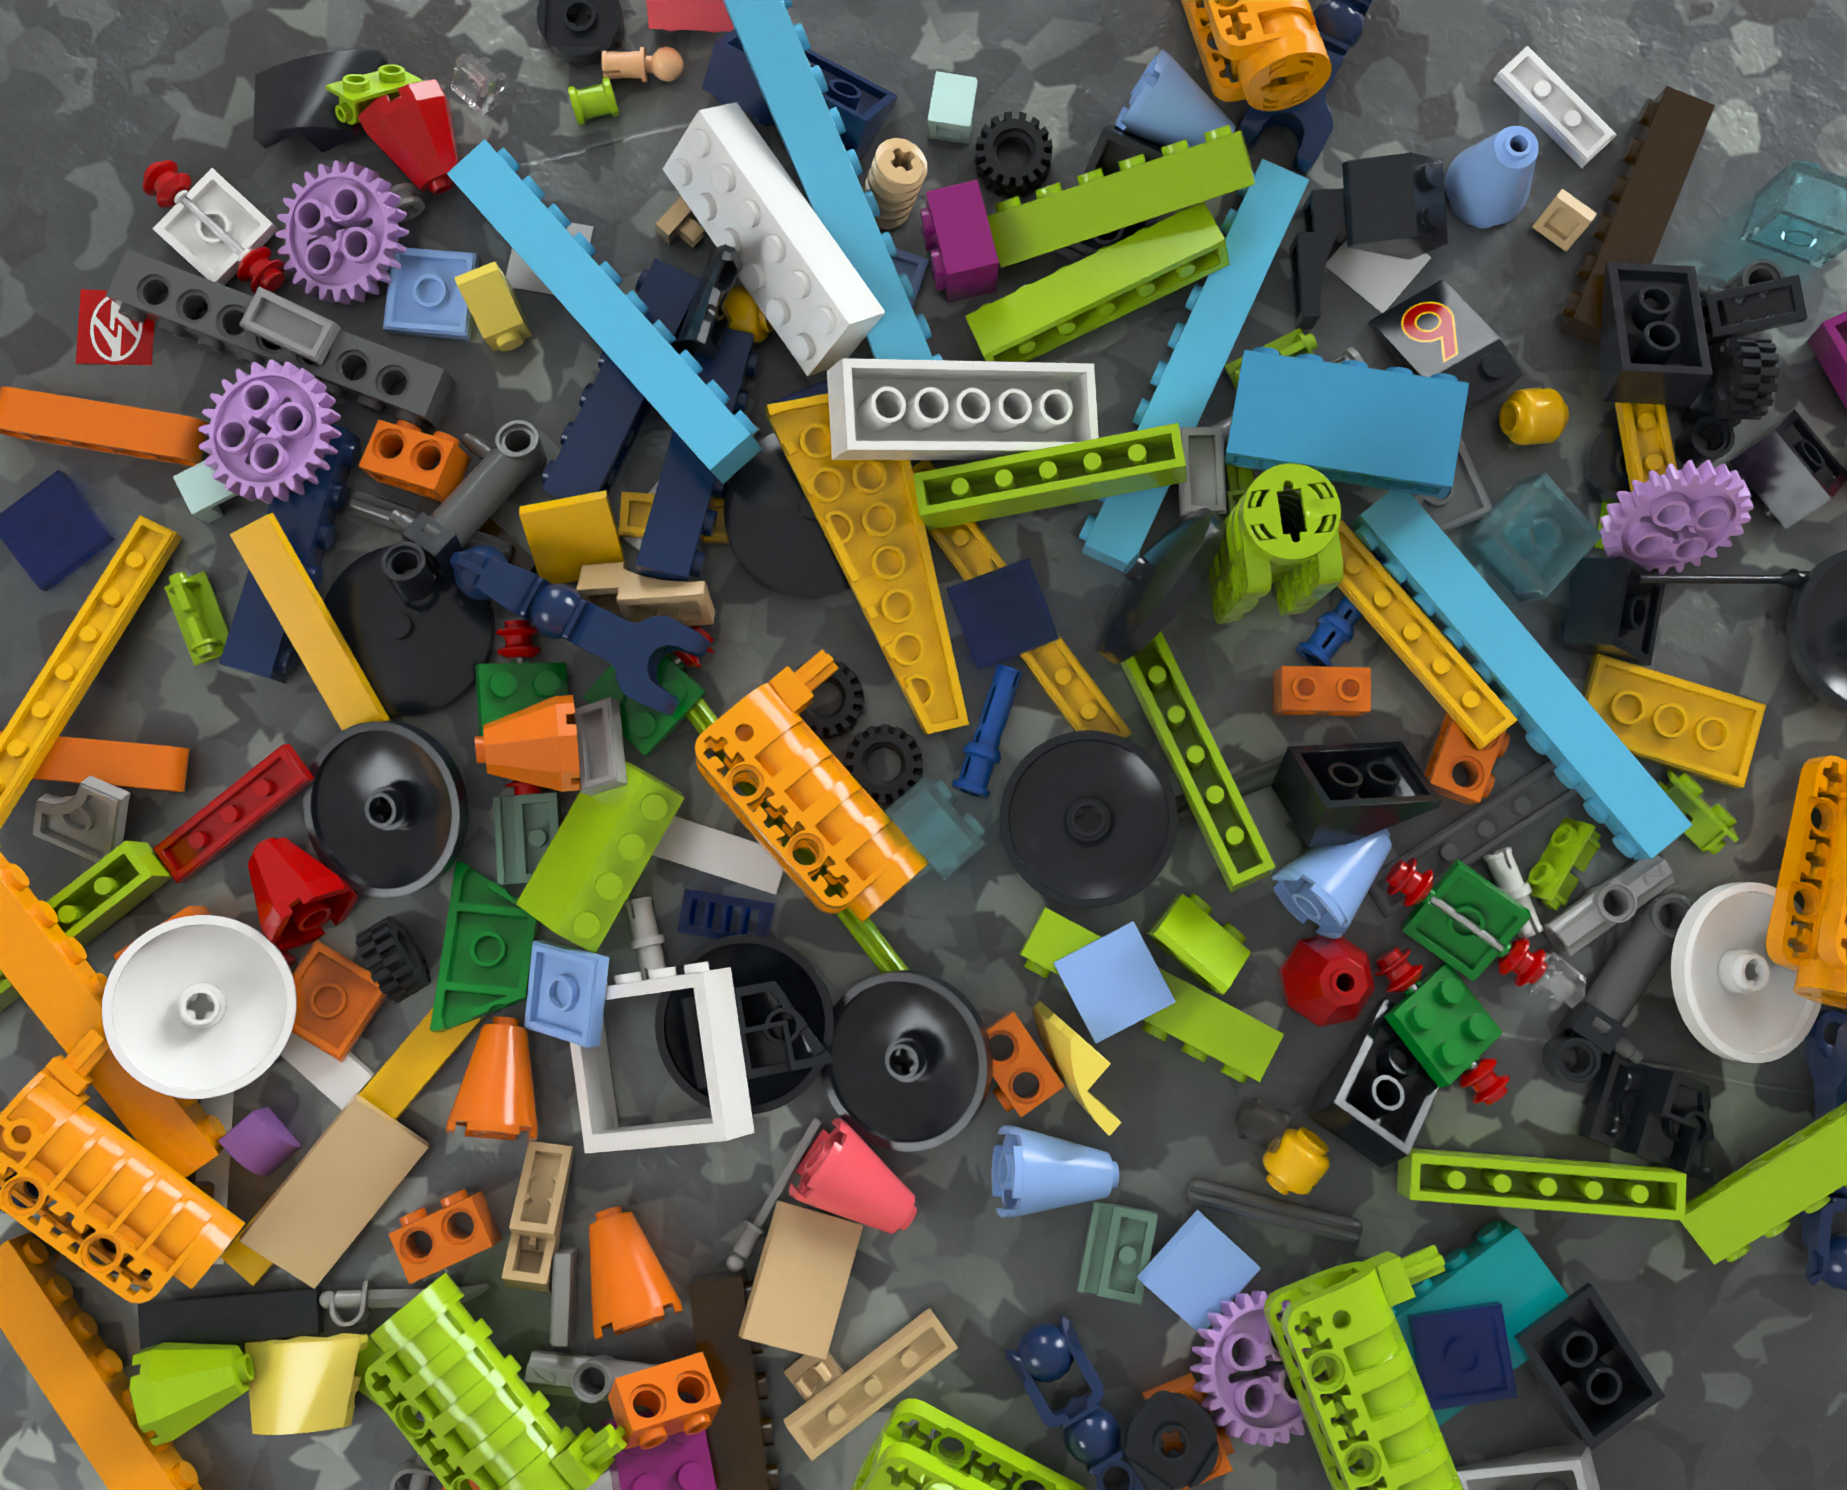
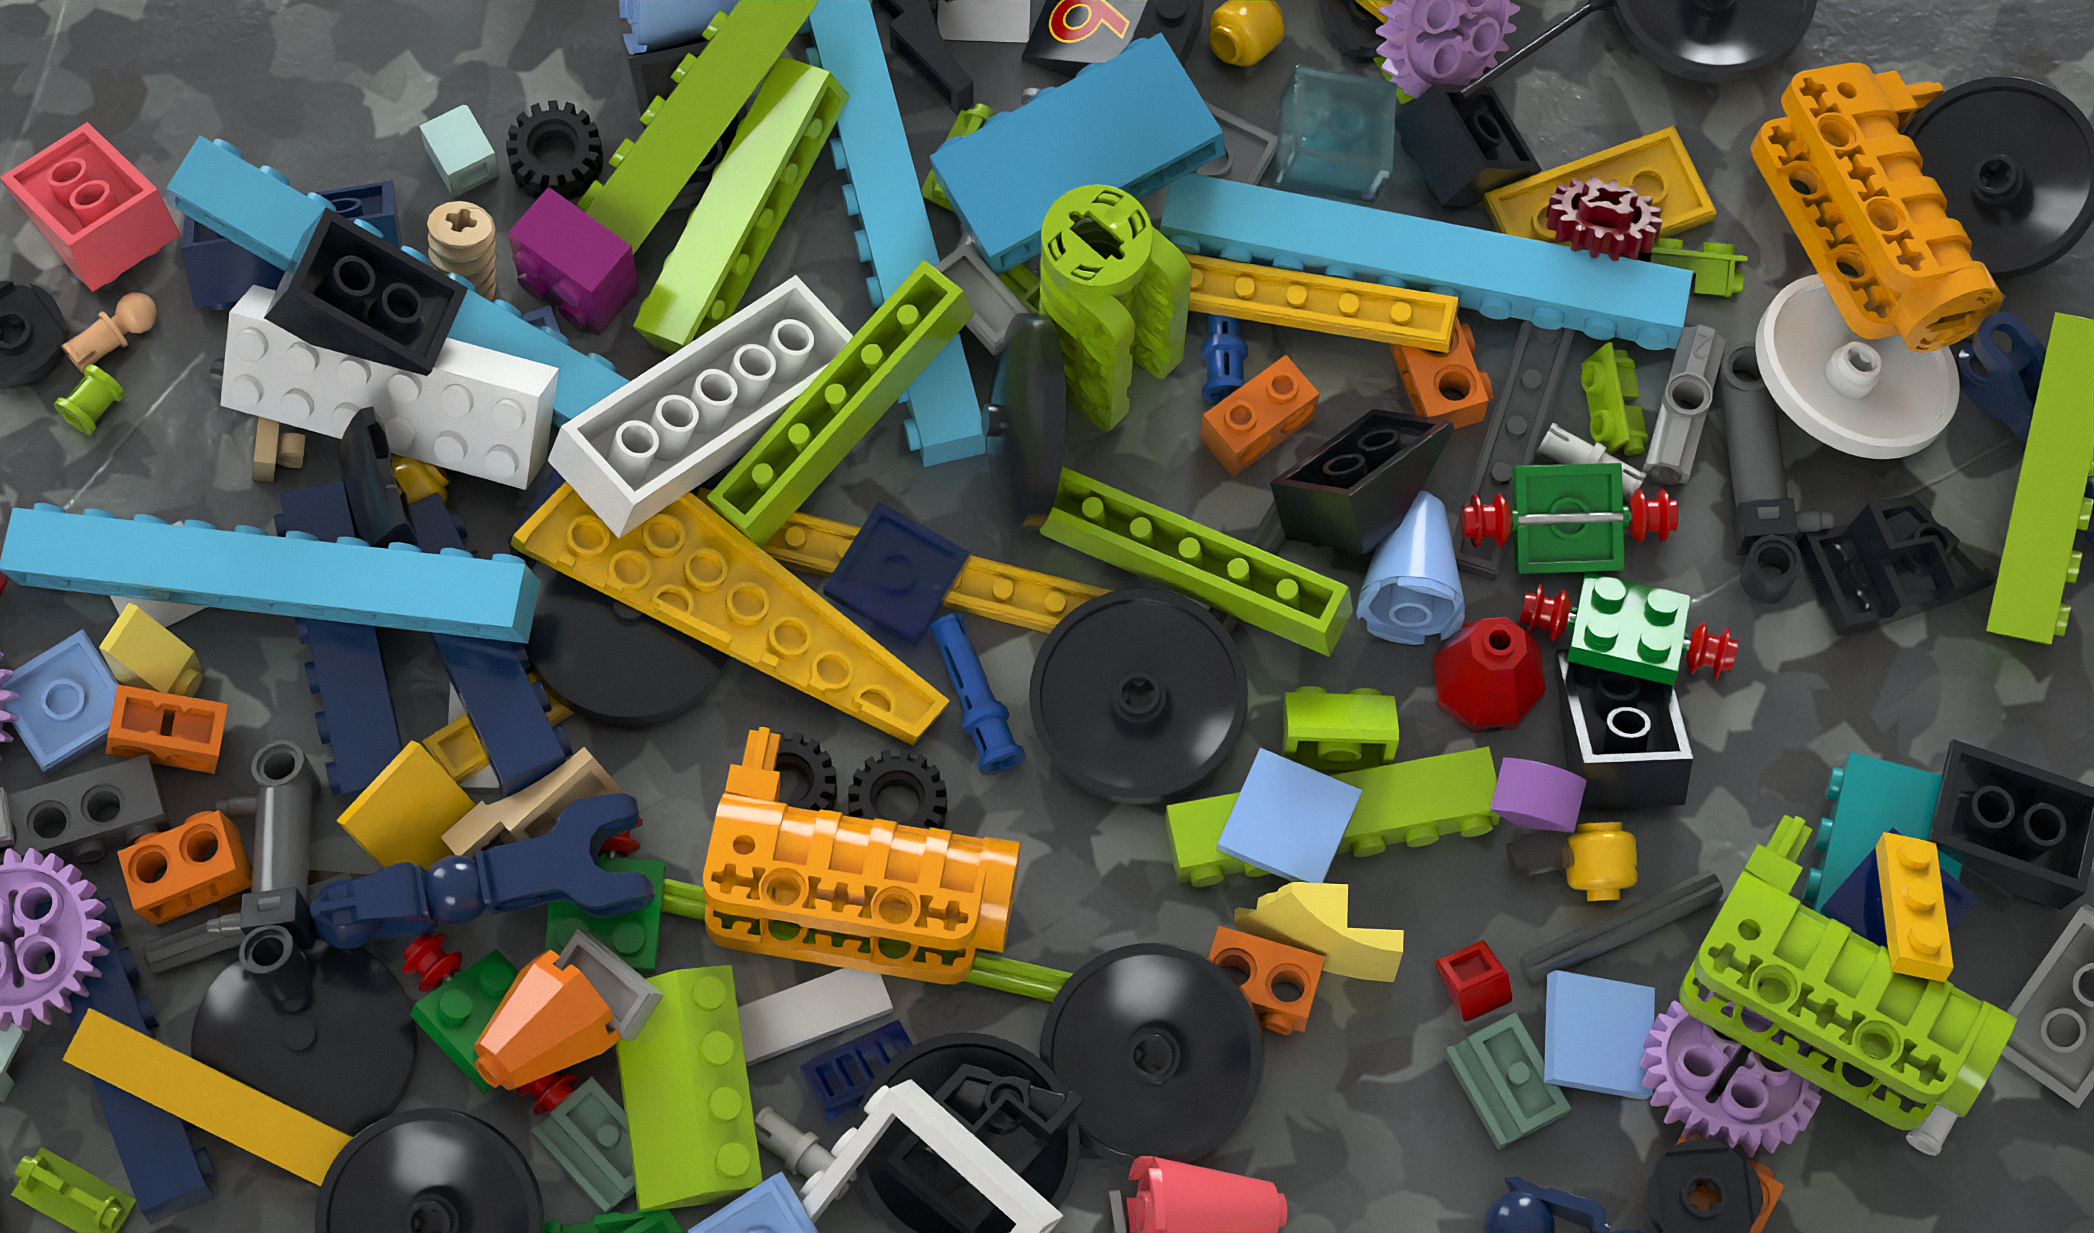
camera: 45 degrees left, 15 degrees down
(467, 361) = (167, 728): none -> orange brick
(789, 169) = (365, 297): none -> black slope
(936, 827) = (1003, 805): clear light blue brick -> none
(1047, 1172) = (1374, 1055): light blue cone -> none
(1152, 1167) = (1475, 980): none -> red slope
(1287, 1095) = (1538, 795): none -> medium lavender brick
(1466, 1383) = (1914, 907): none -> yellow plate
(1542, 1184) = (1836, 699): lime brick -> none
(1562, 980) = (1701, 506): clear tile -> none
(1663, 739) = (1604, 218): none -> dark red gear

